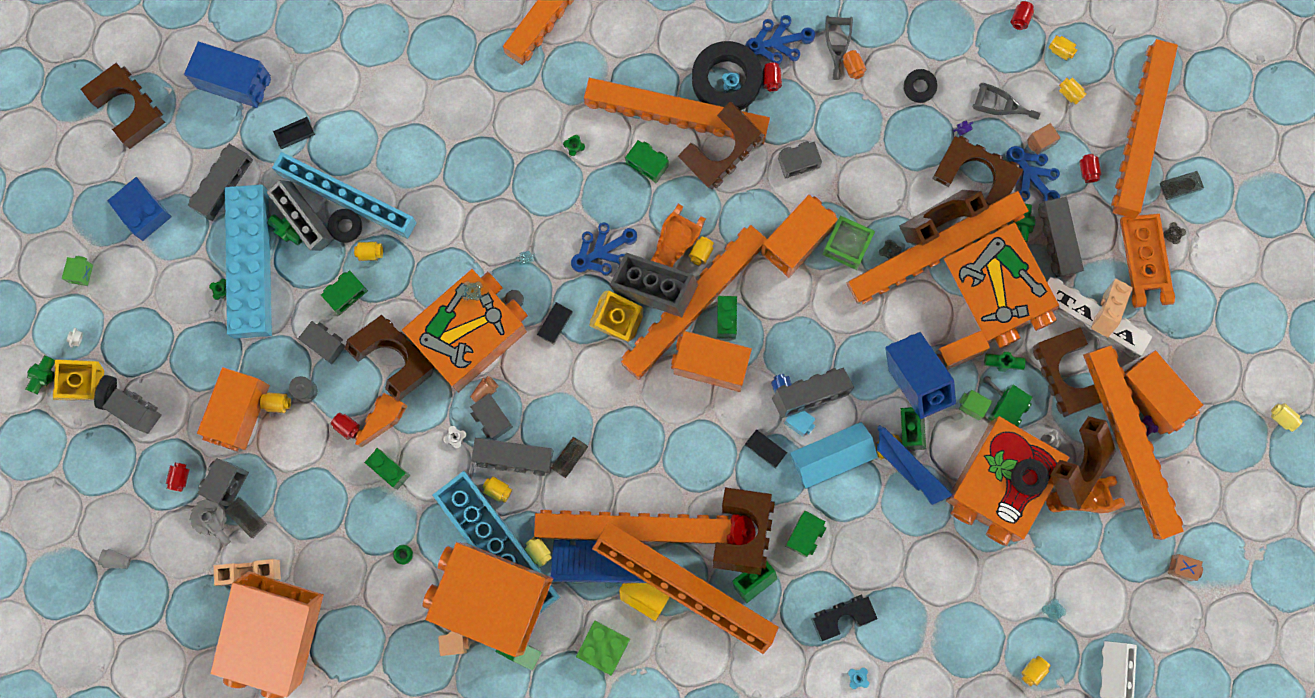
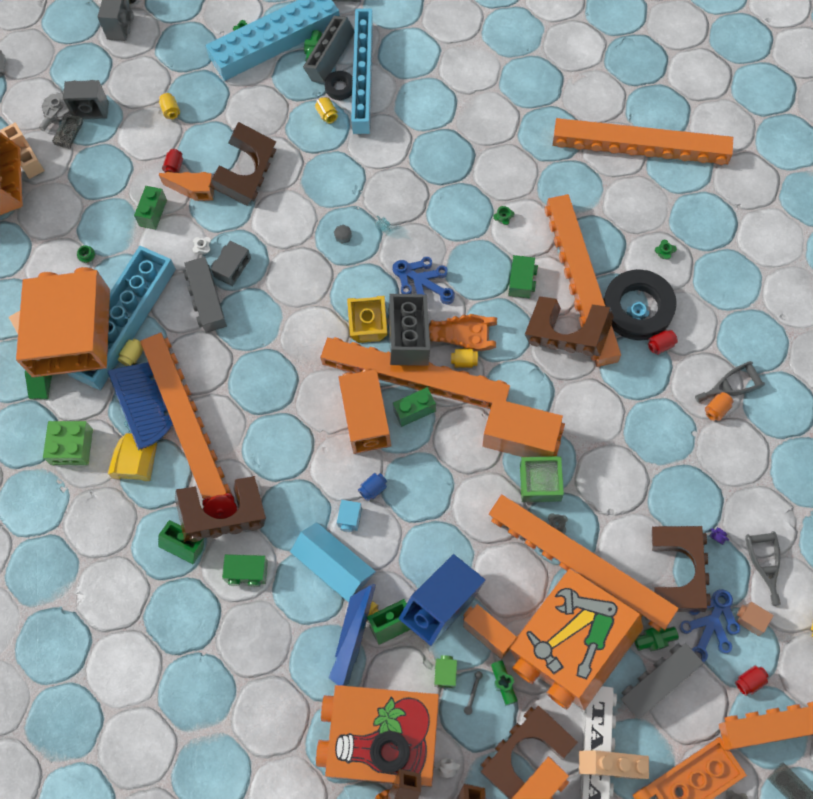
camera: 65 degrees right, 10 degrees down
(177, 477) = (79, 71): red brick -> none
(232, 410) = (146, 77): orange brick -> none
(294, 132) = (397, 16): black tile -> none
(303, 389) = (188, 119): dark grey piece -> none
(322, 342) = (233, 111): dark grey brick -> none
(344, 292) = (282, 109): green brick -> none
(466, 334) = (294, 206): orange brick -> none
(476, 295) = (324, 192): clear light blue plate -> none
(485, 387) = (256, 247): nougat cone -> none
(497, 489) = (170, 296): yellow brick -> none
(554, 323) = (337, 274): black tile -> none
(569, 457) = (221, 338): clear smoke plate -> none
(684, 30) = (665, 254): none -> green plate
(686, 588) = (145, 485): orange brick -> none
(766, 448) = (310, 499): black tile -> none
(777, 41) = (701, 331): blue plant -> none
(799, 159) = (598, 401): dark grey brick -> none
(812, 392) = (379, 510): dark grey brick -> none
(827, 622) = (194, 653): black arch -> none
(862, 673) = (129, 688): medium azure plate -> none
(920, 74) = (742, 466): black tyre -> none
(923, 227) = (634, 563): reddish brown arch -> none
(1012, 405) = (459, 710): green brick -> none

